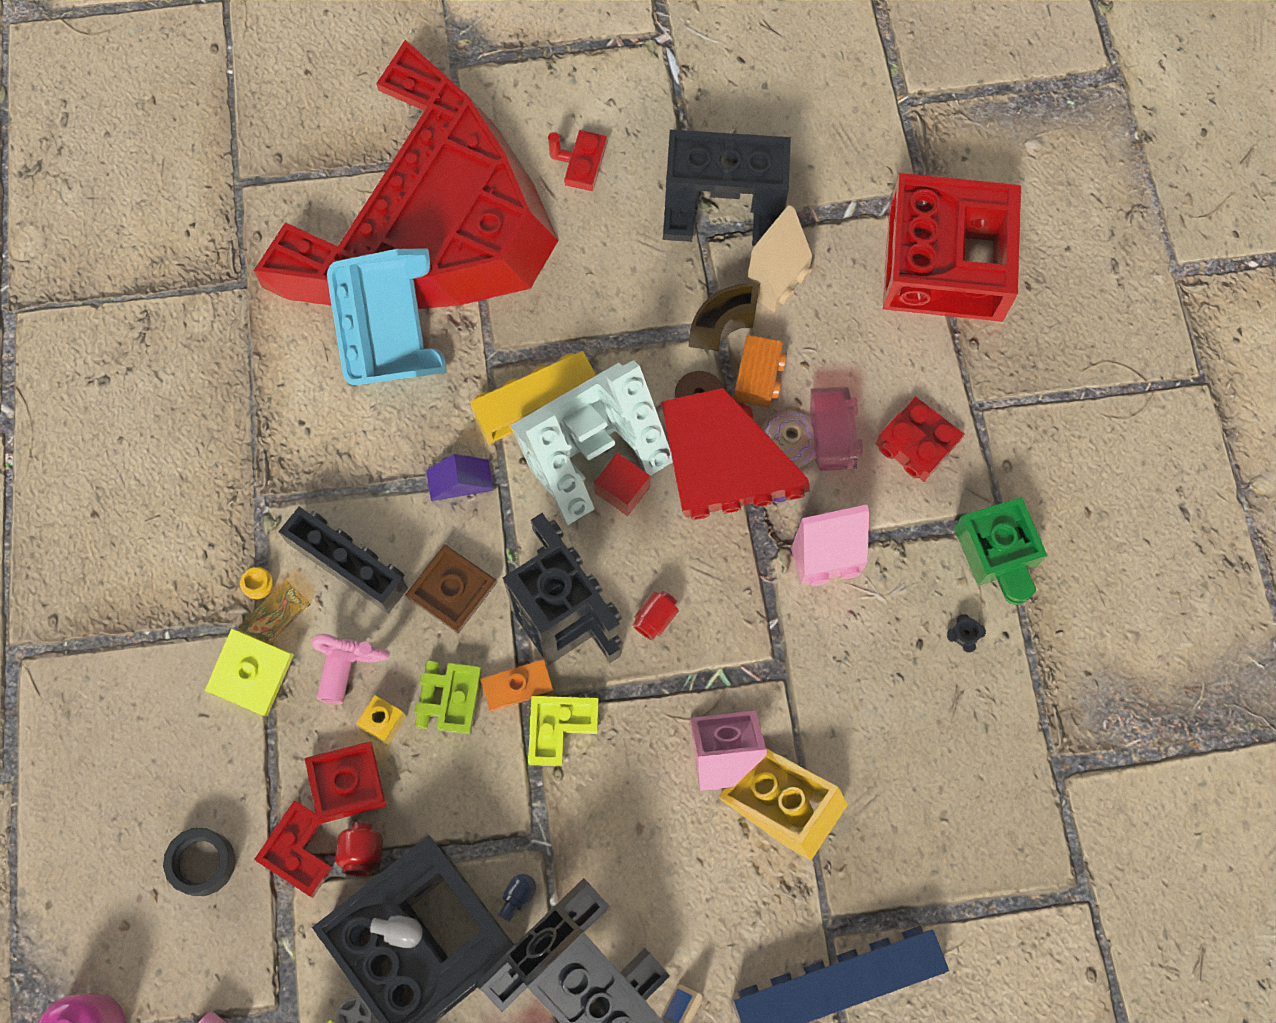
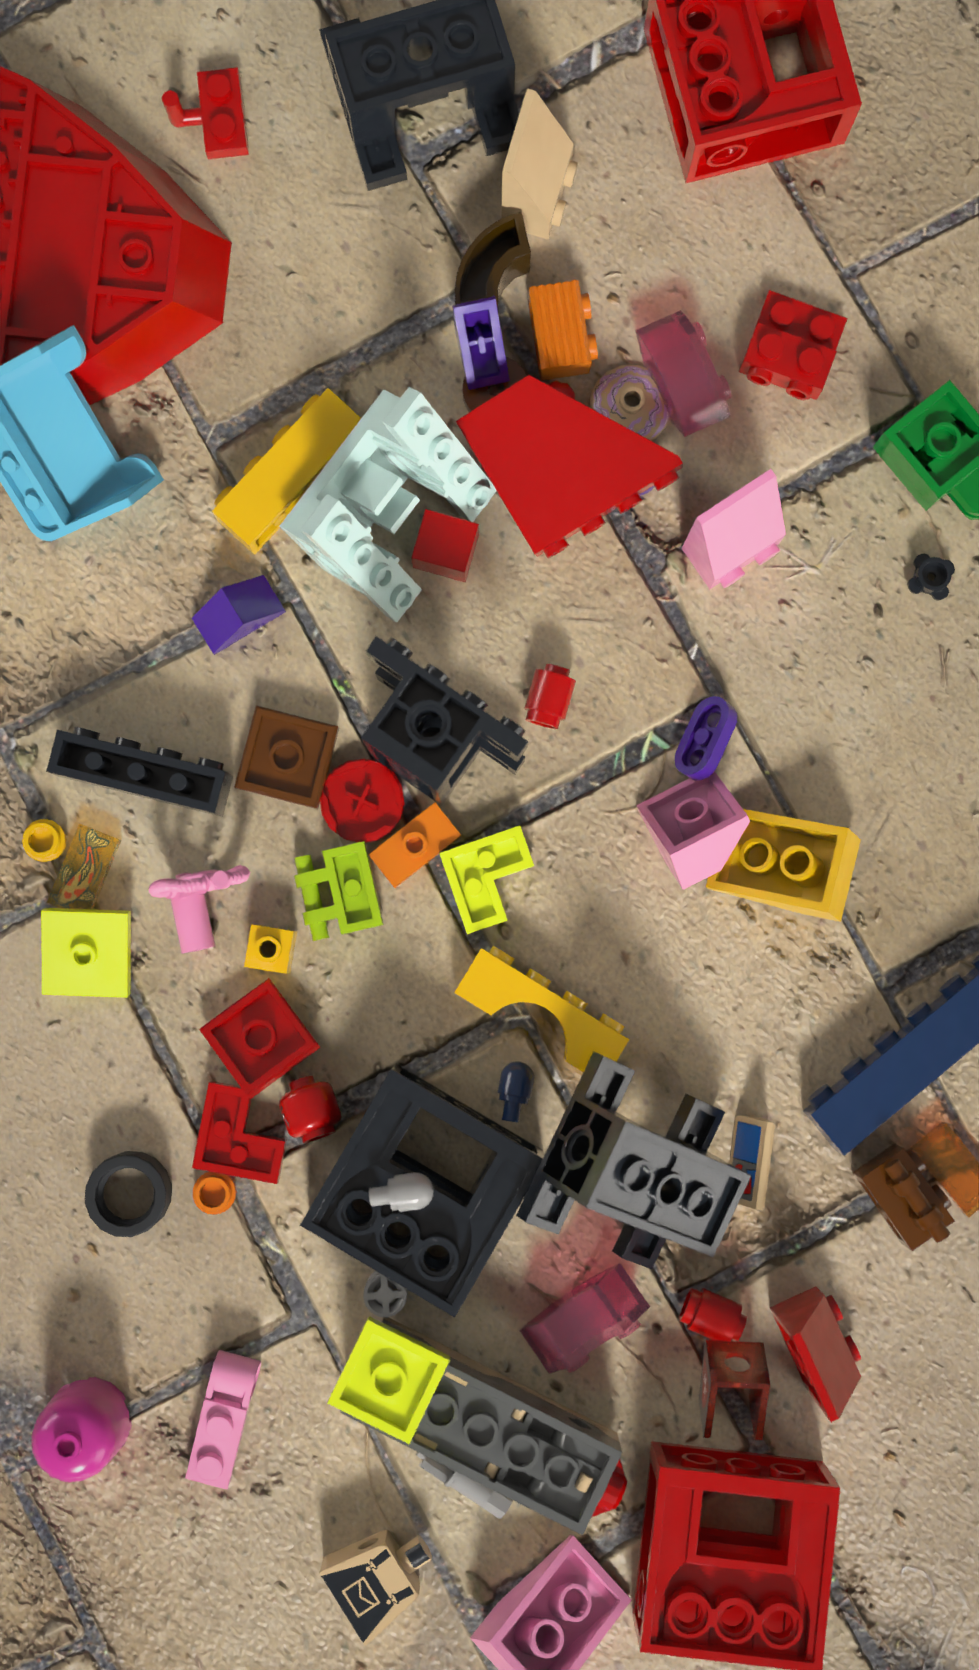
camera: 20 degrees left, 15 degrees up
(262, 886) = (214, 1193): none -> orange plate
(492, 640) = (362, 801): none -> red tile
(533, 809) = (495, 984): none -> yellow arch
(699, 358) = (480, 342): none -> dark purple slope
(758, 686) = (704, 739): none -> dark purple plate

